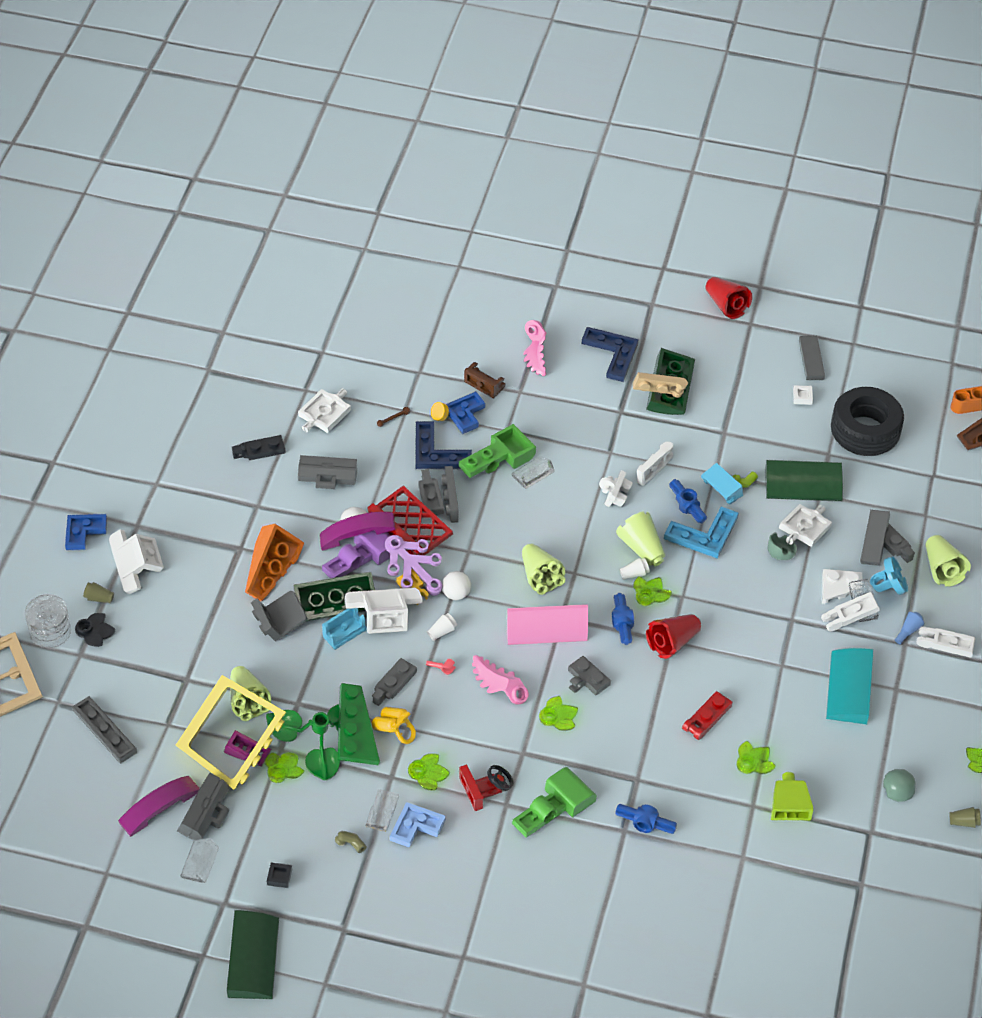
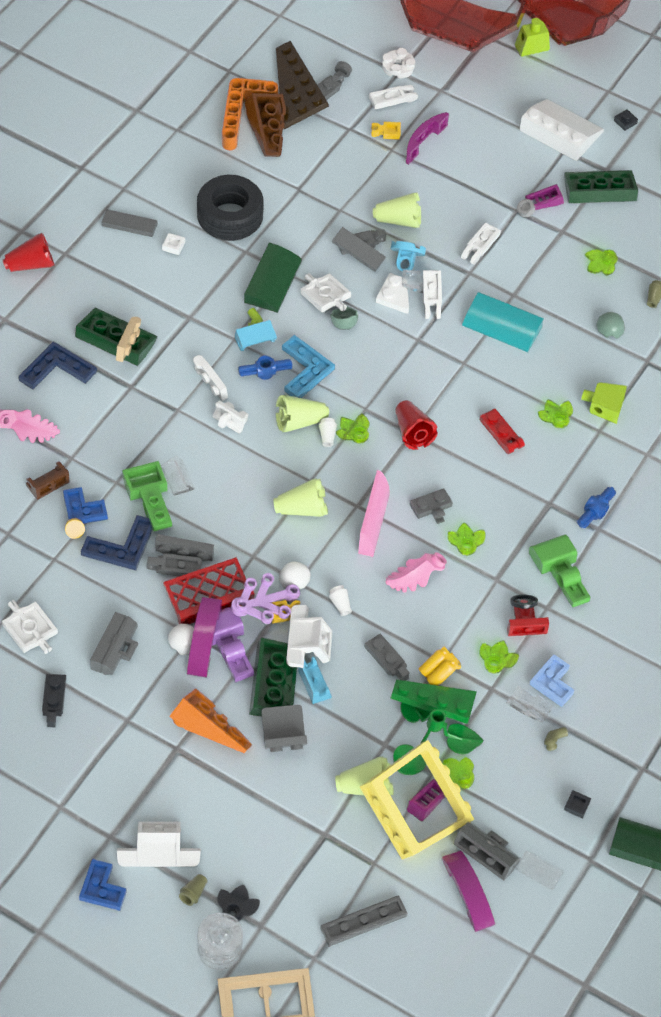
camera: 75 degrees left, 5 degrees up
(406, 410) = (55, 558): reddish brown hinge -> none
(447, 667) = (386, 609): coral hand -> none
(622, 618) = (380, 458): blue axle -> none
(912, 623) = (455, 258): medium blue cone -> none

